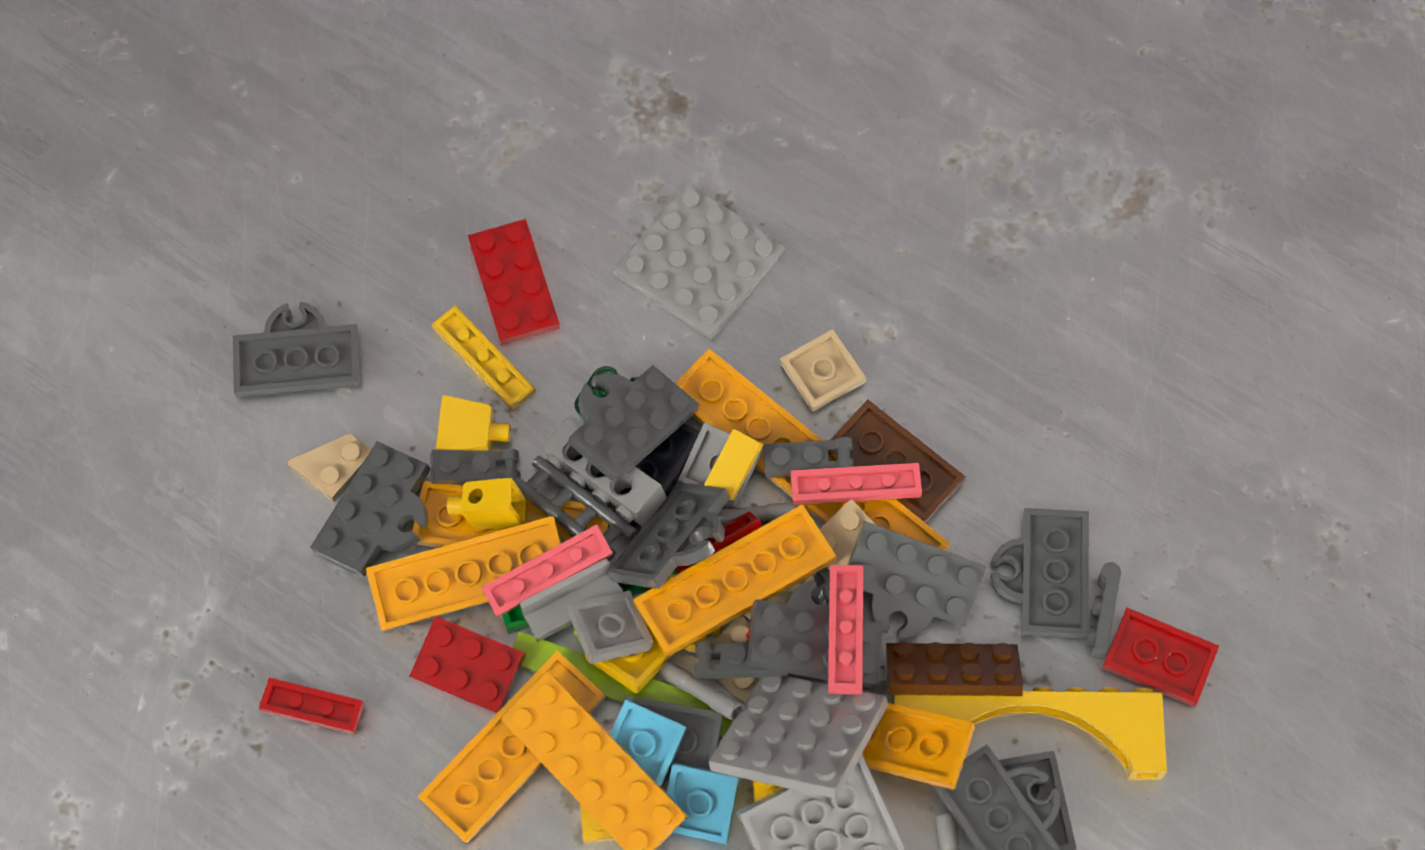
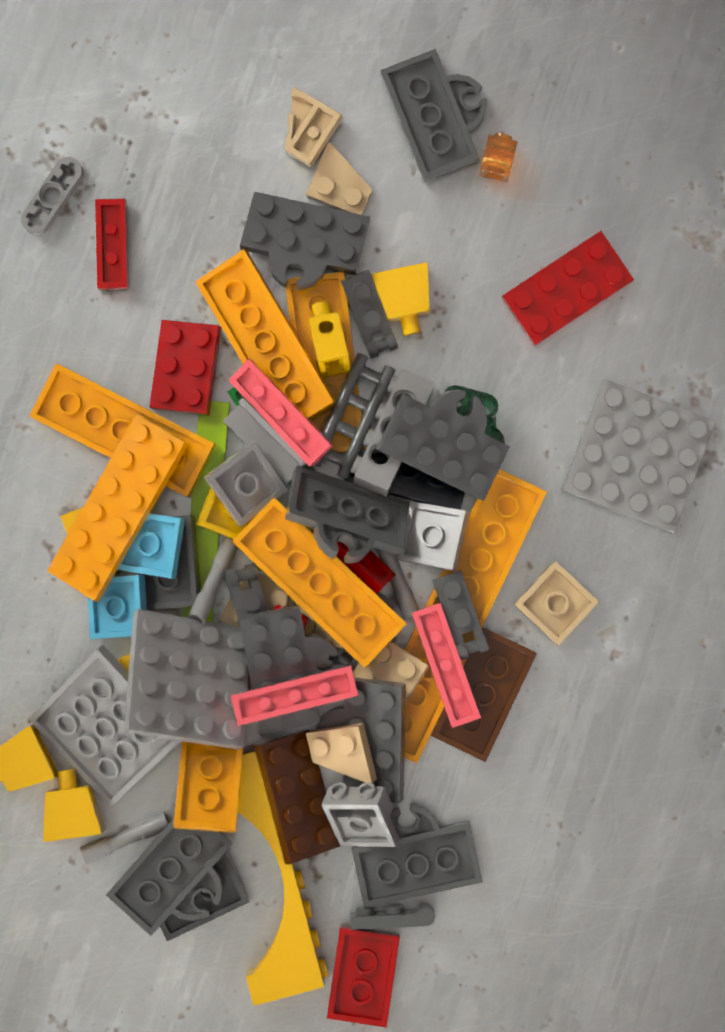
camera: 75 degrees right, 20 degrees up
(231, 732) = (32, 208): none -> light grey beam
(264, 476) = (310, 127): none -> tan wing
(362, 307) = (498, 157): none -> clear orange brick
(483, 358) = (482, 285): yellow tile -> none
(734, 463) = (432, 549): yellow tile -> none
(916, 605) = (343, 750): none -> tan wing
(989, 606) = (360, 815): none -> light grey plate

